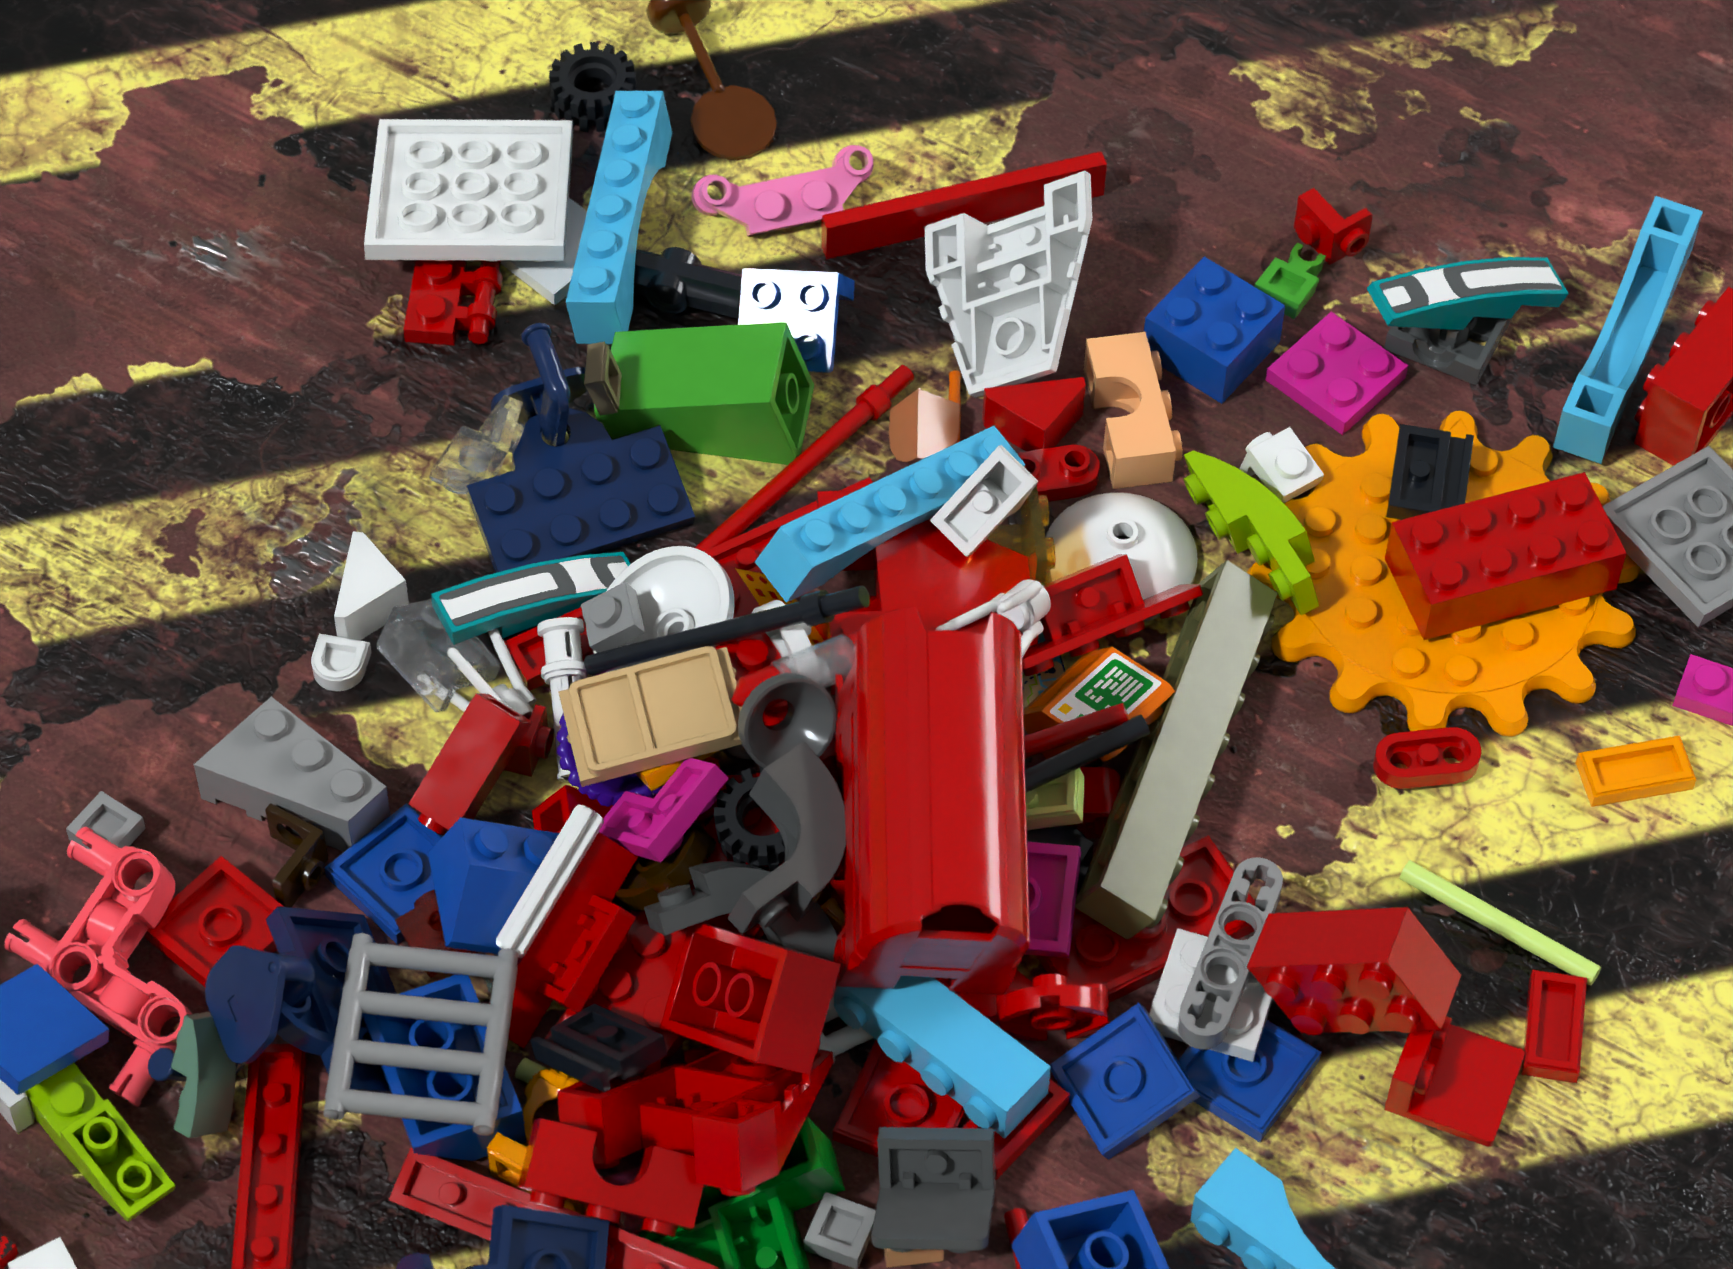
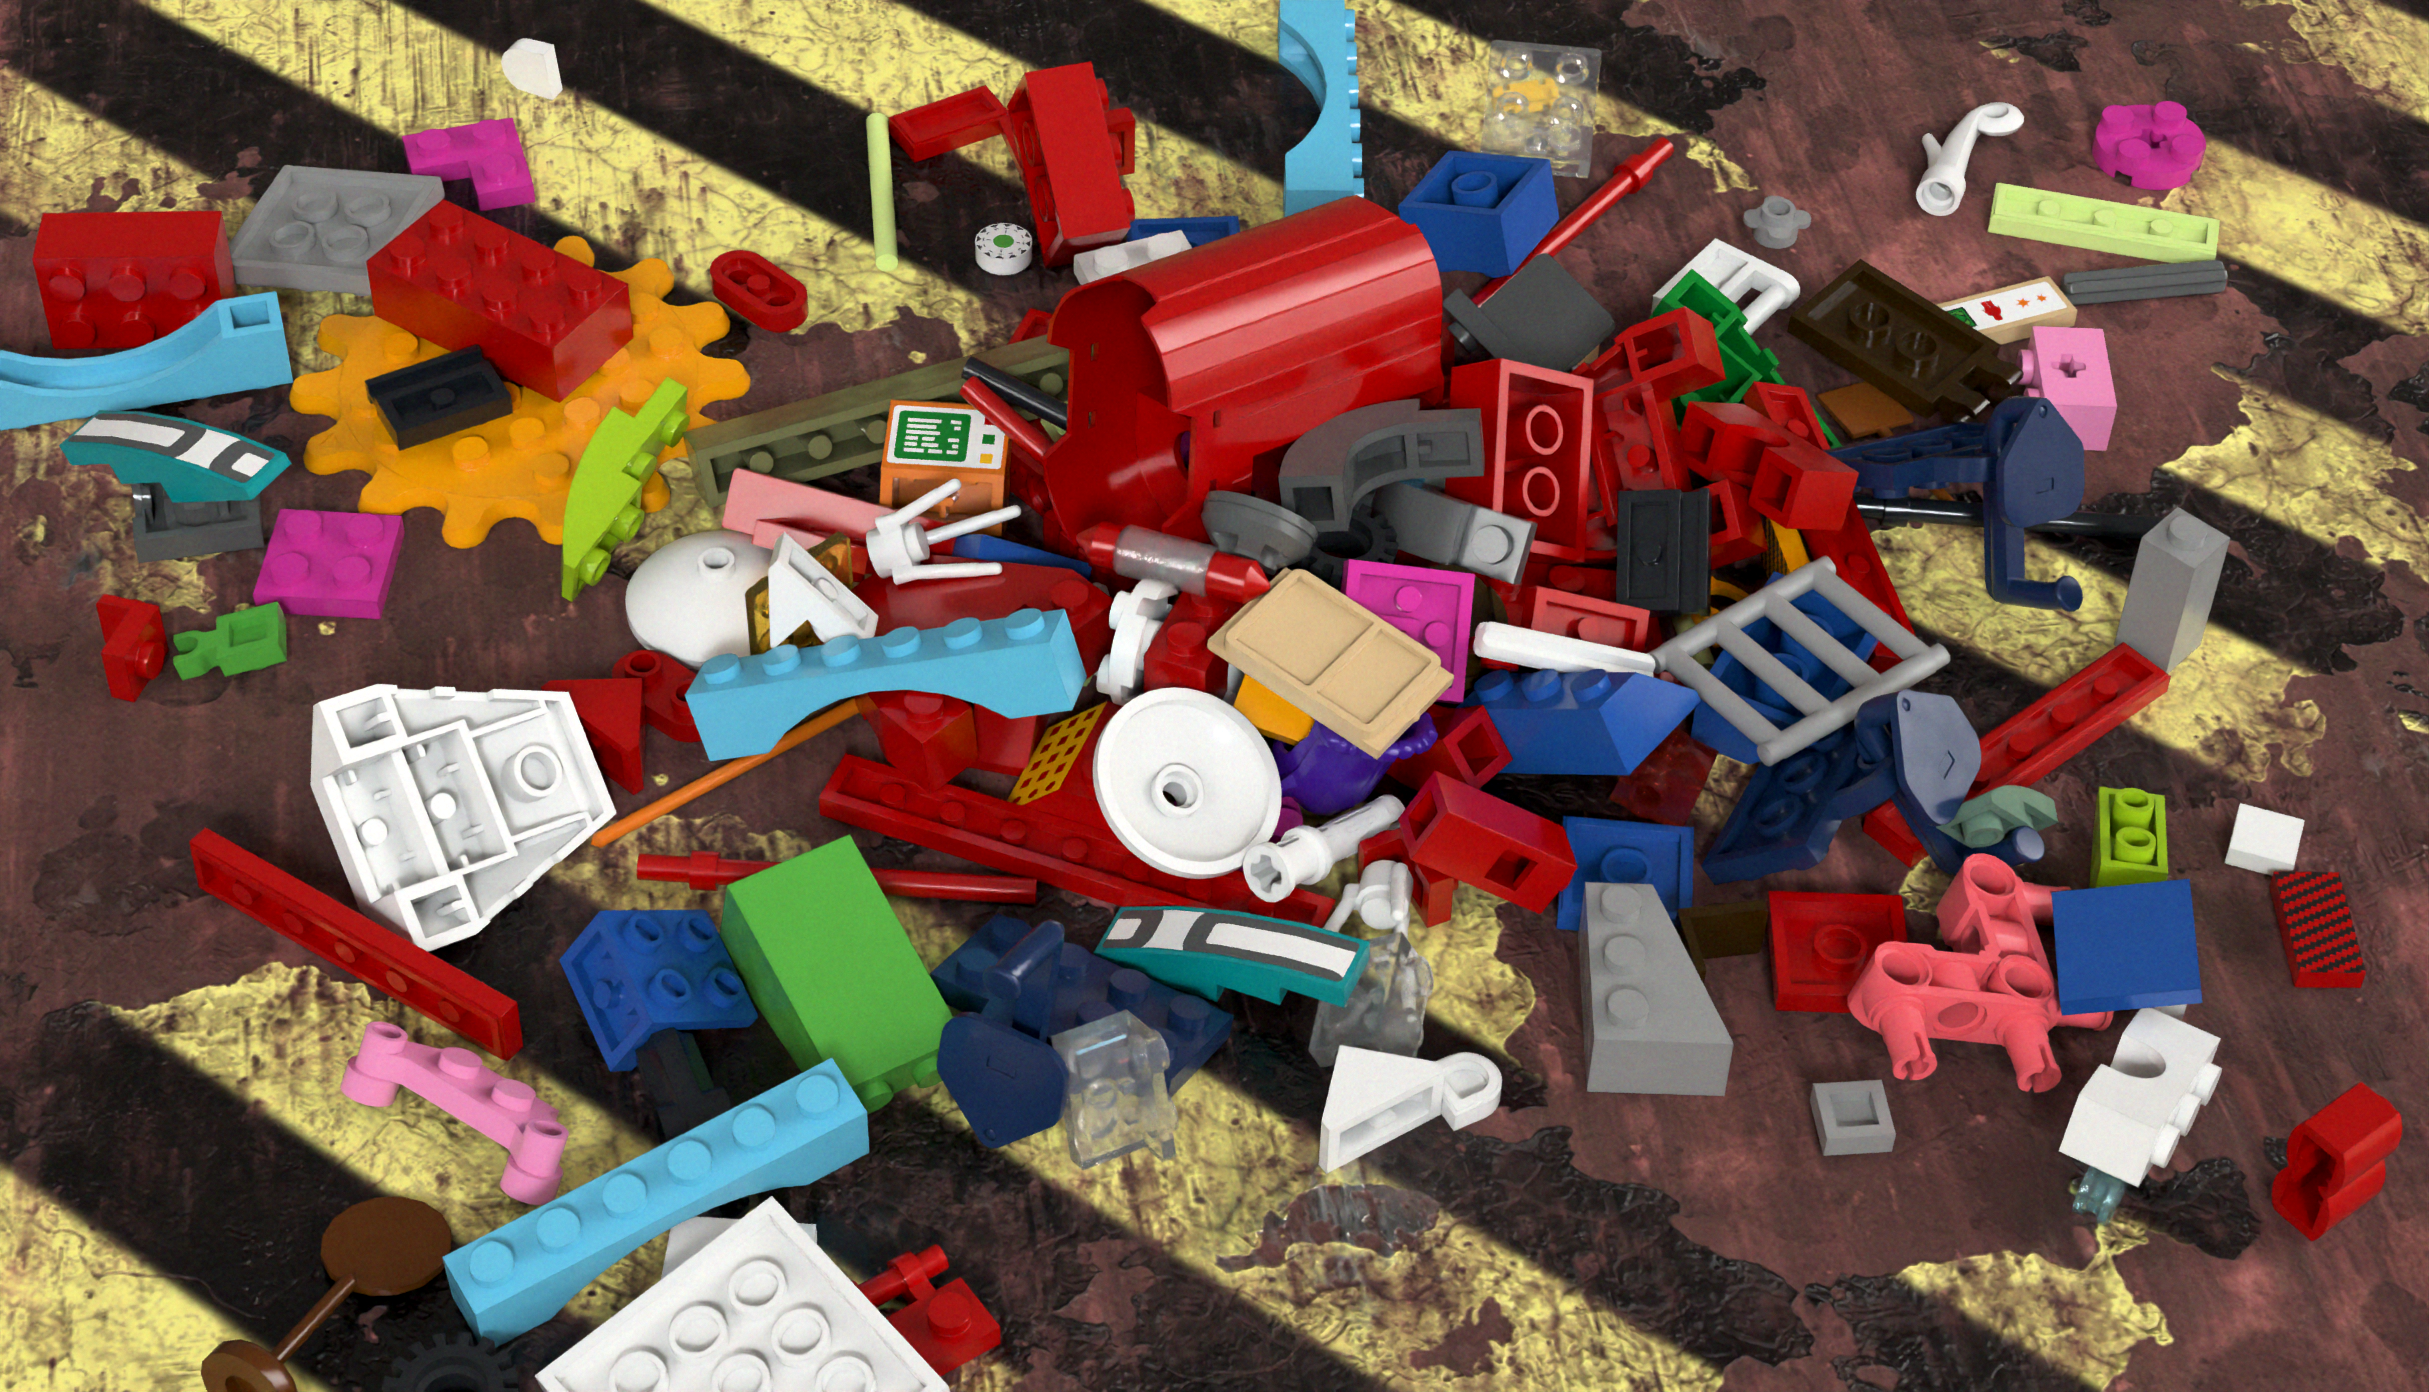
camera: 130 degrees left, 10 degrees down
(602, 378) = (925, 1019): dark tan tile -> none
(613, 618) = (1221, 830): light grey plate -> none
(812, 610) = (1129, 546): black bar -> none
(922, 426) = (715, 804): nougat brick -> none
(1126, 376) = (564, 632): light nougat arch -> none
(1214, 329) = (363, 637): blue brick -> none
(1225, 950) = (1035, 273): light grey beam -> none
(1282, 464) = (505, 523): white bracket -> none
(1635, 771) = (637, 184): light orange tile -> none

